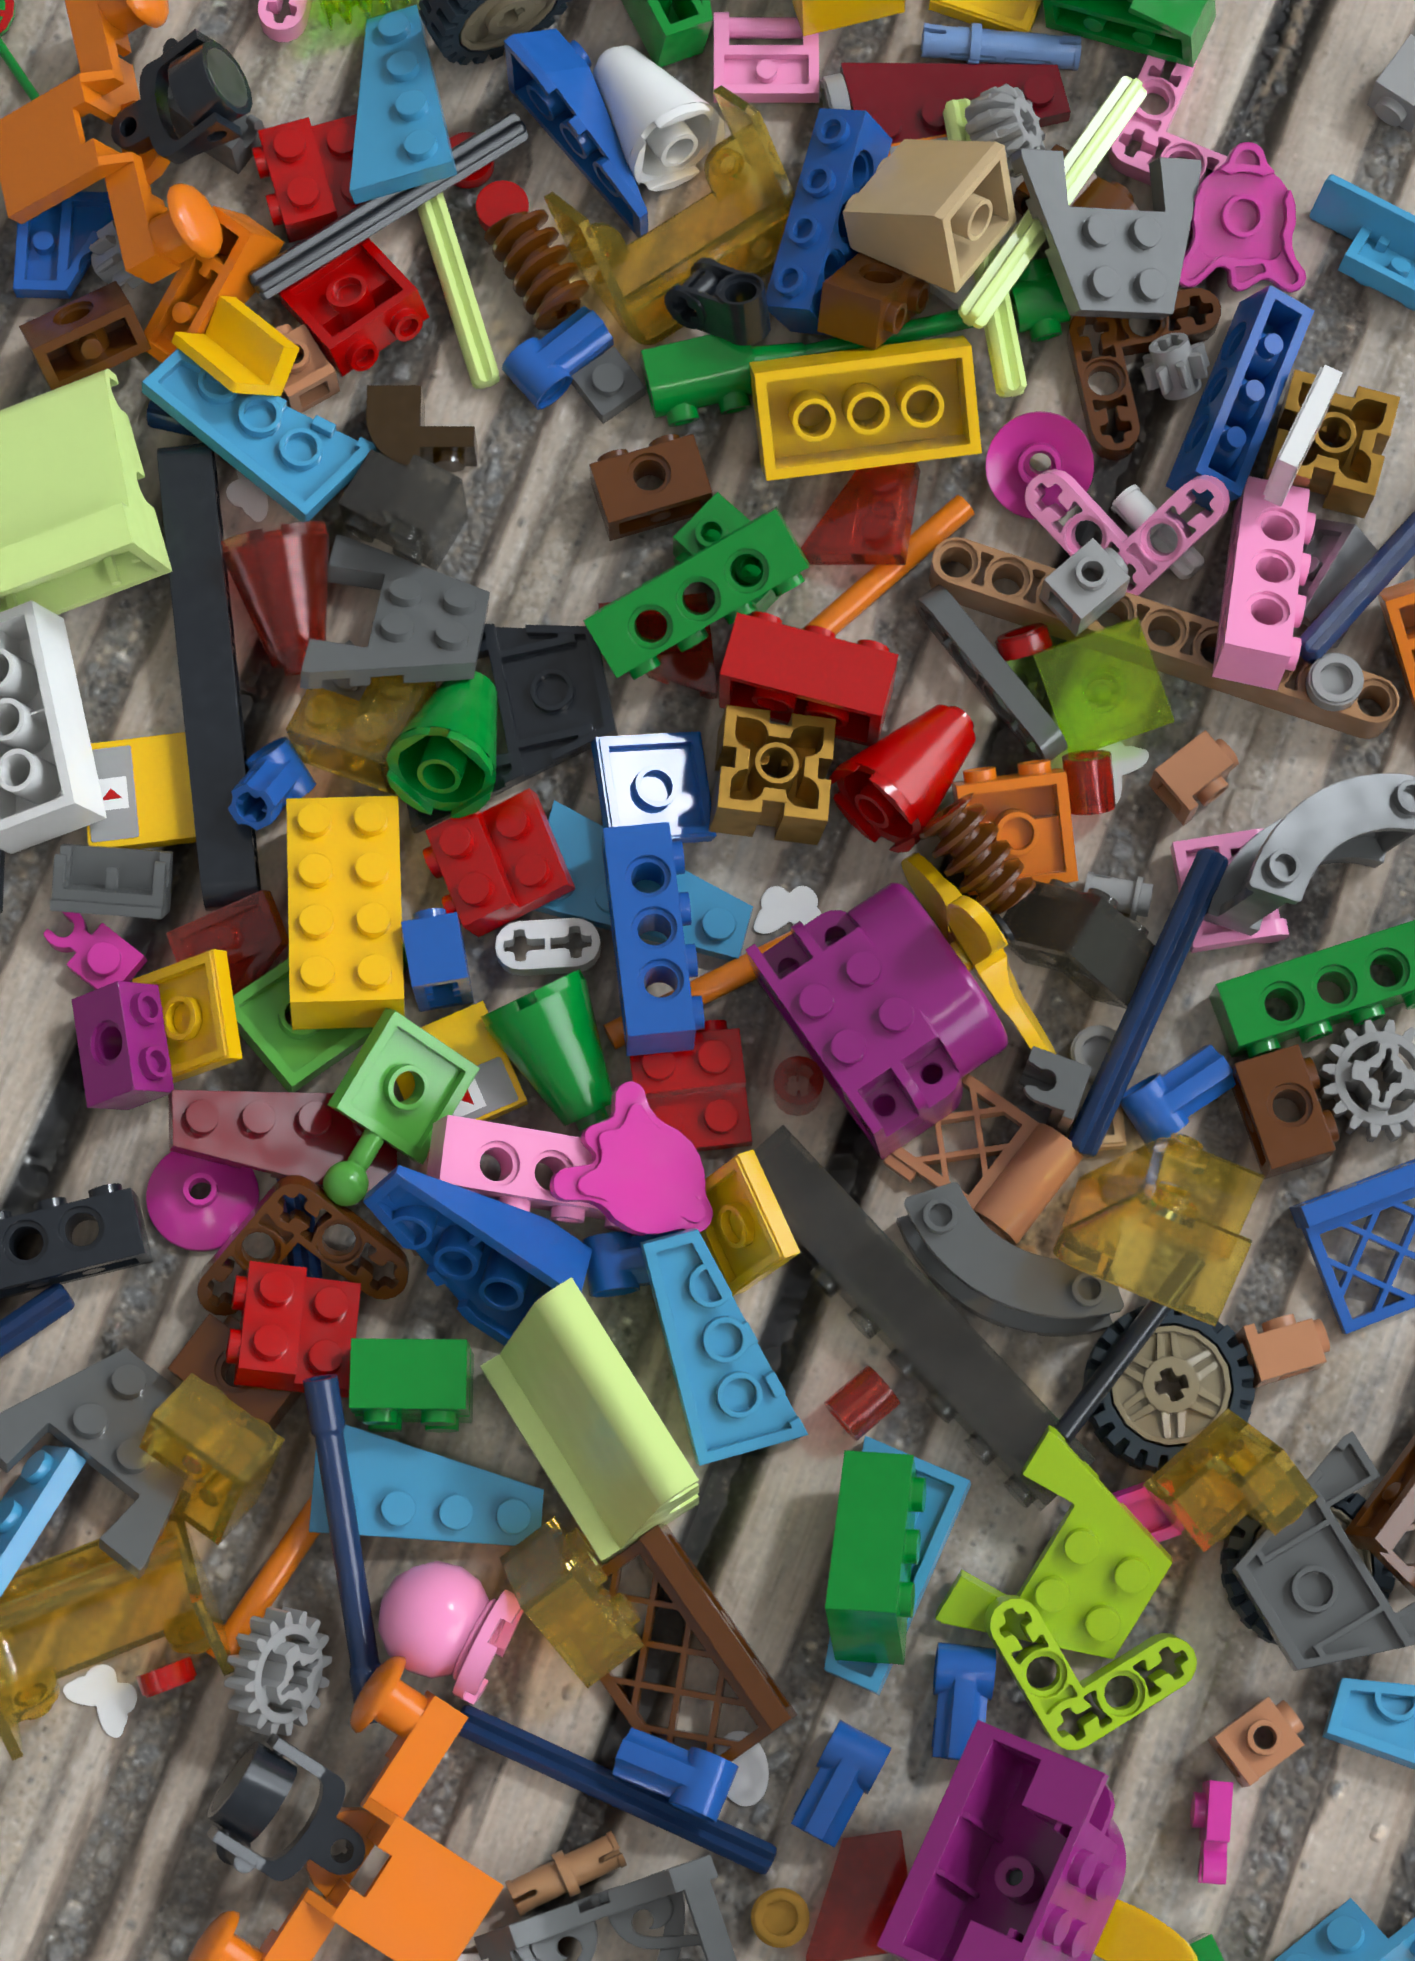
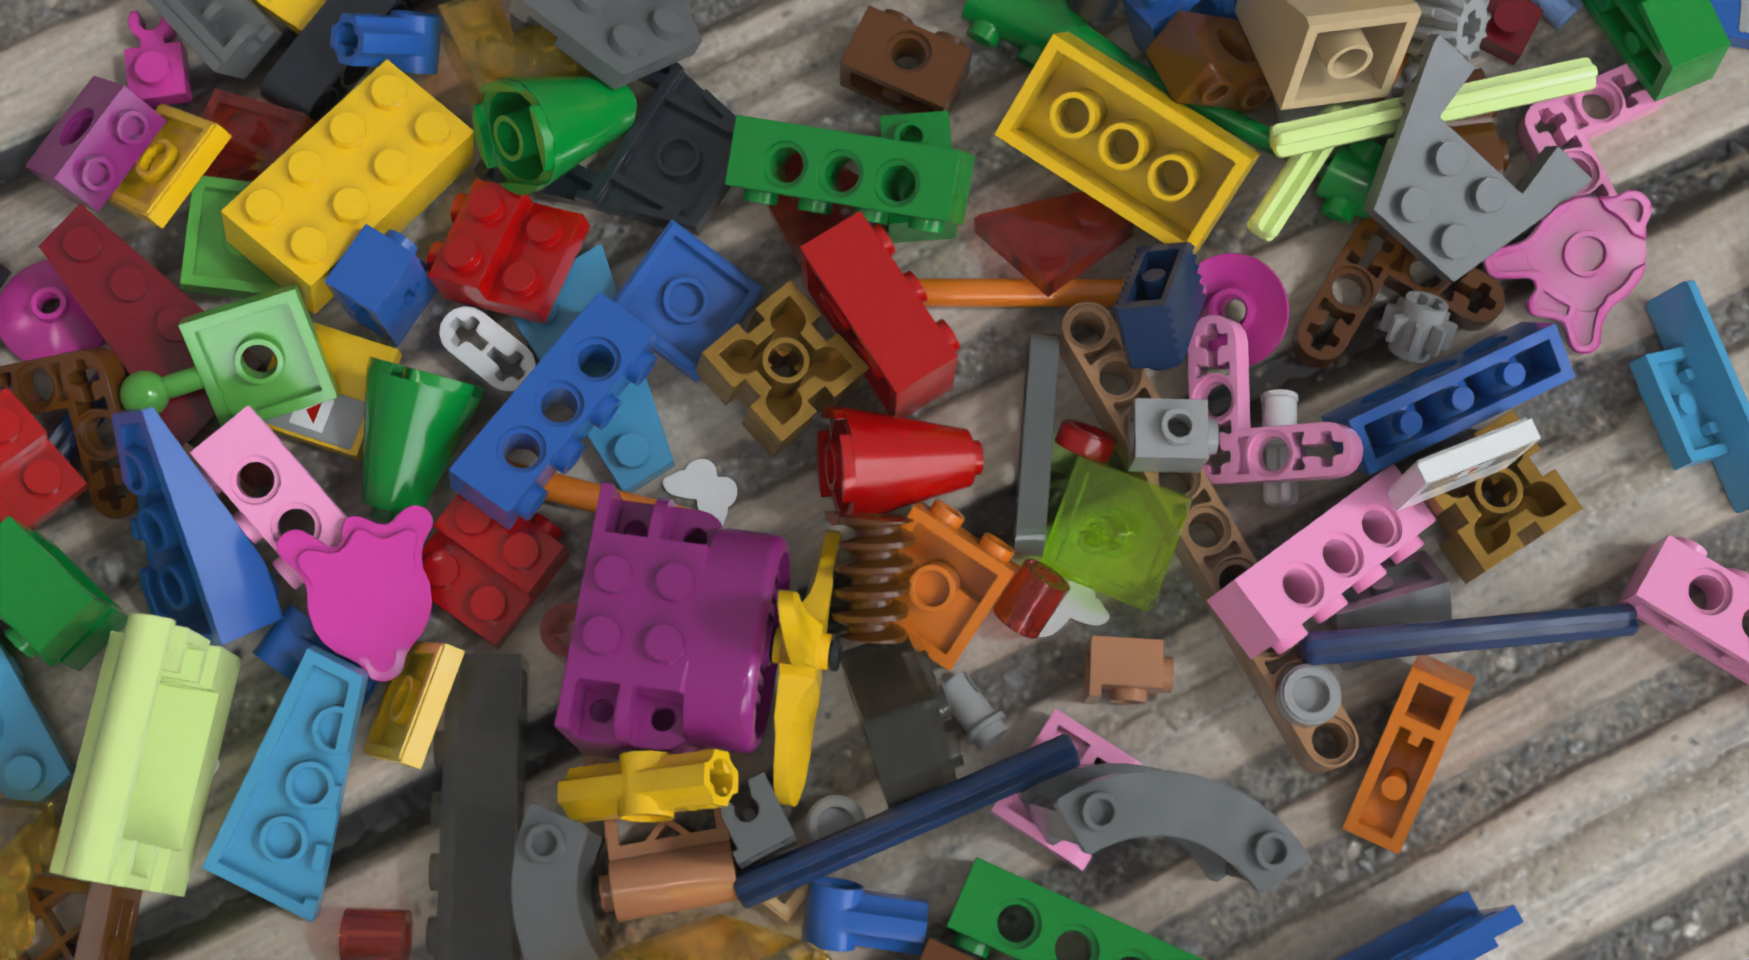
camera: 40 degrees right, 0 degrees up
(962, 1126) = (648, 786): none -> yellow piece
(995, 502) = (1159, 305): none -> dark blue brick

